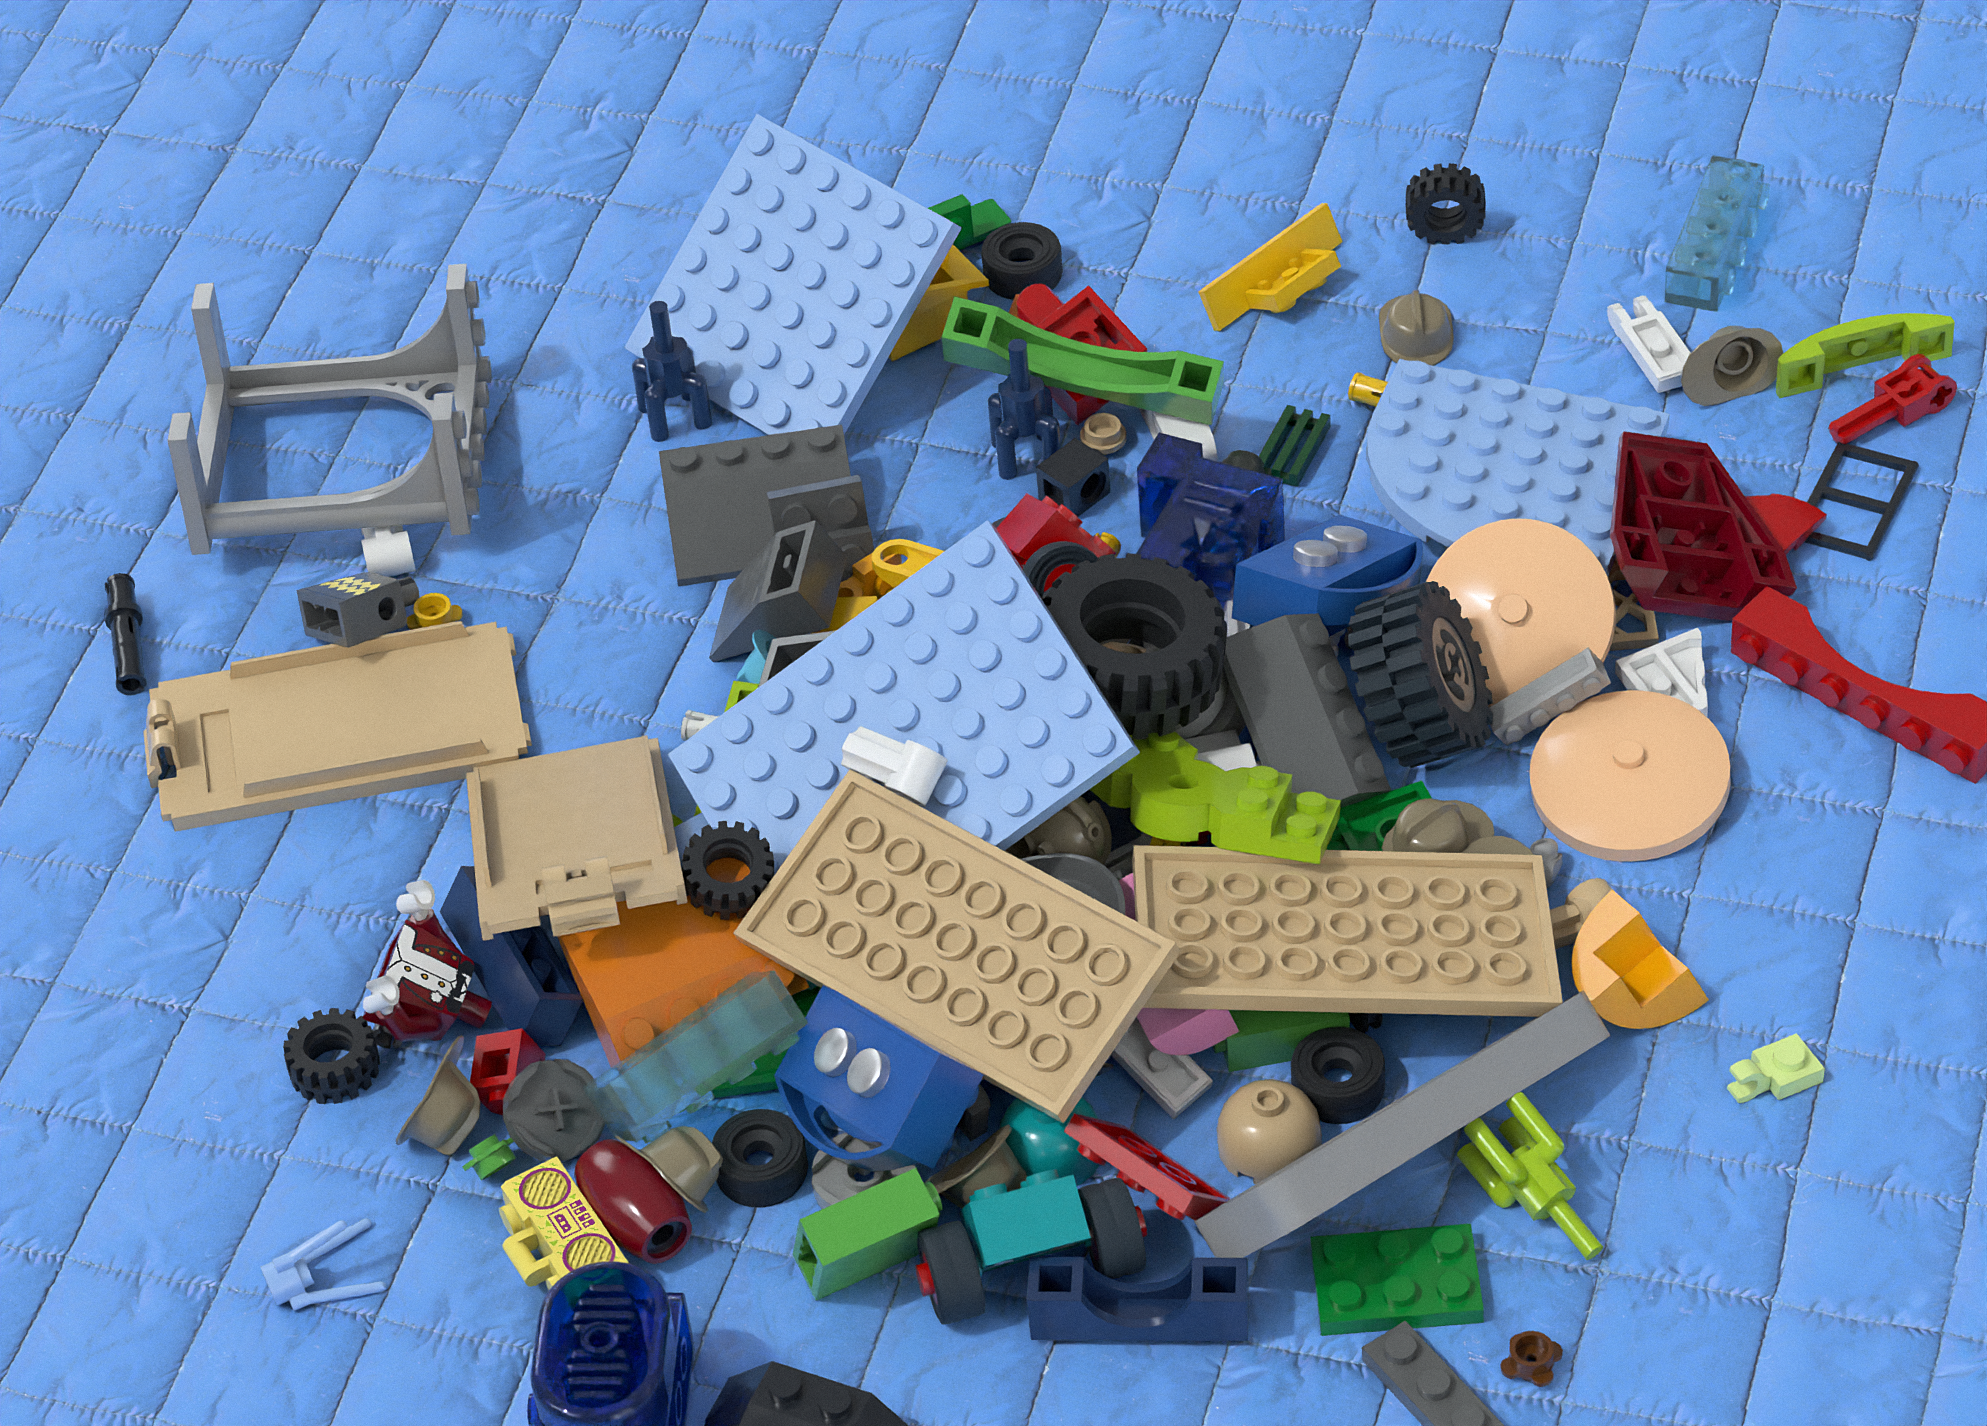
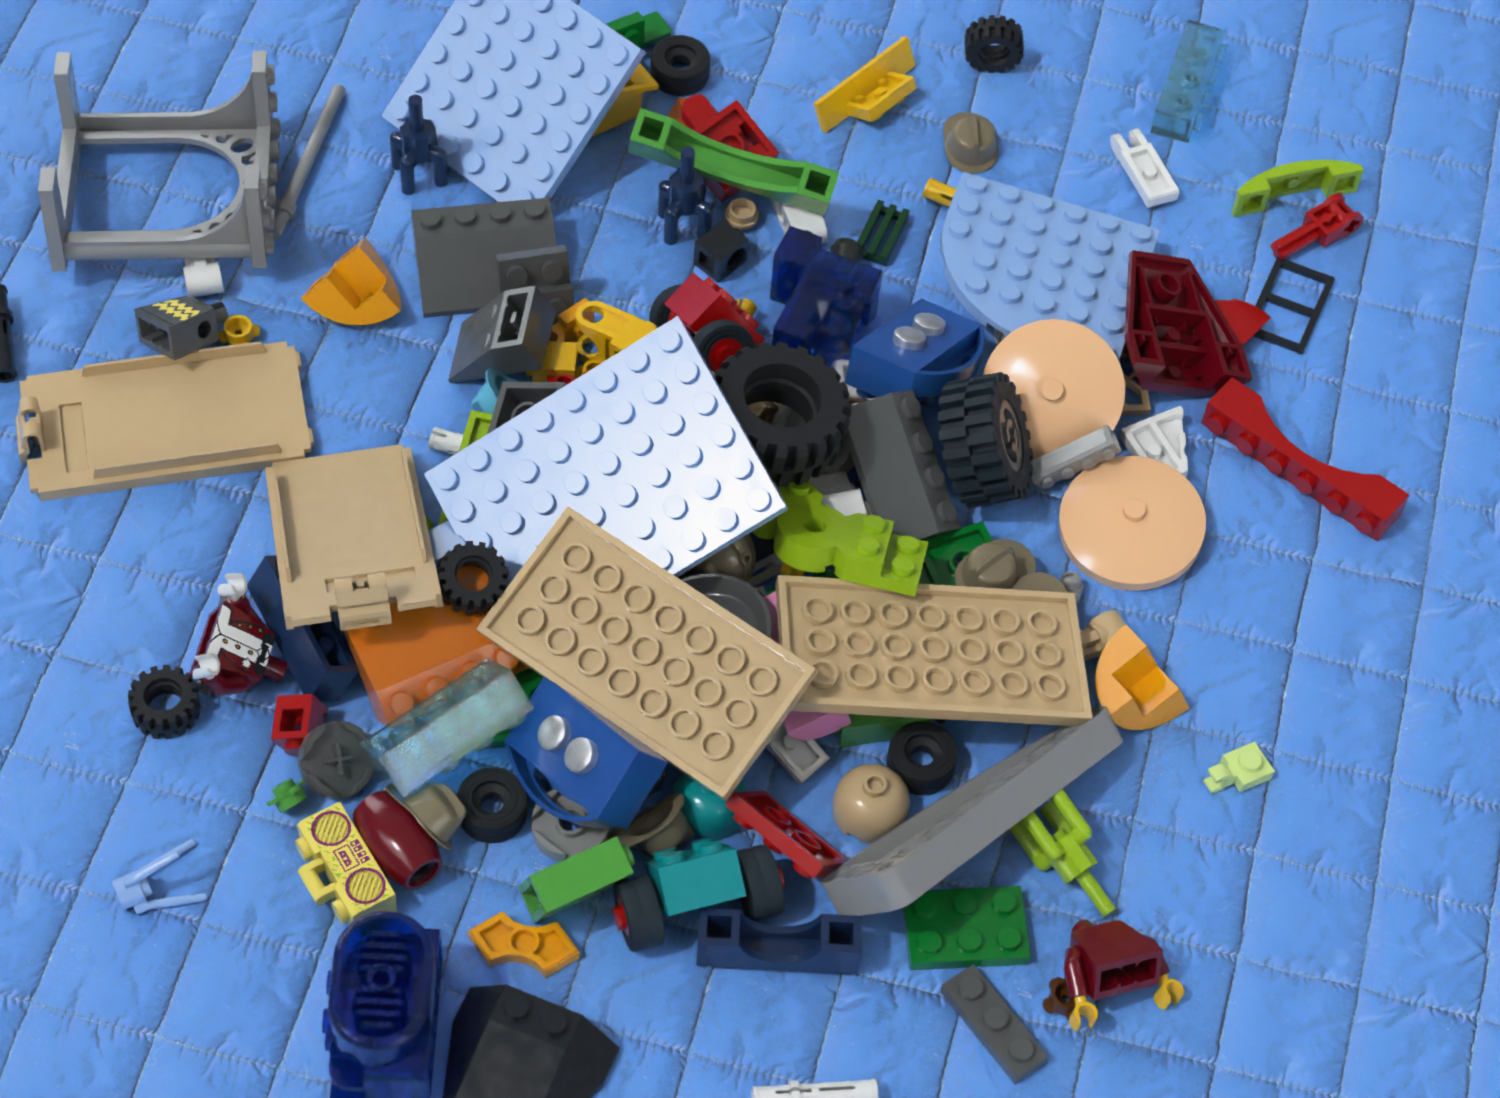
camera: 10 degrees left, 10 degrees up
(447, 1108) = (255, 757): dark tan piece -> none
(498, 462) = (287, 205): none -> light grey bar
(587, 553) = (356, 289): none -> light orange brick
(822, 1326) = (541, 947): none -> light orange tile
(902, 768) = (608, 508): white piece -> none
(1595, 1303) = (1113, 961): none -> dark red torso
(1731, 365) = (1203, 191): dark tan piece -> none

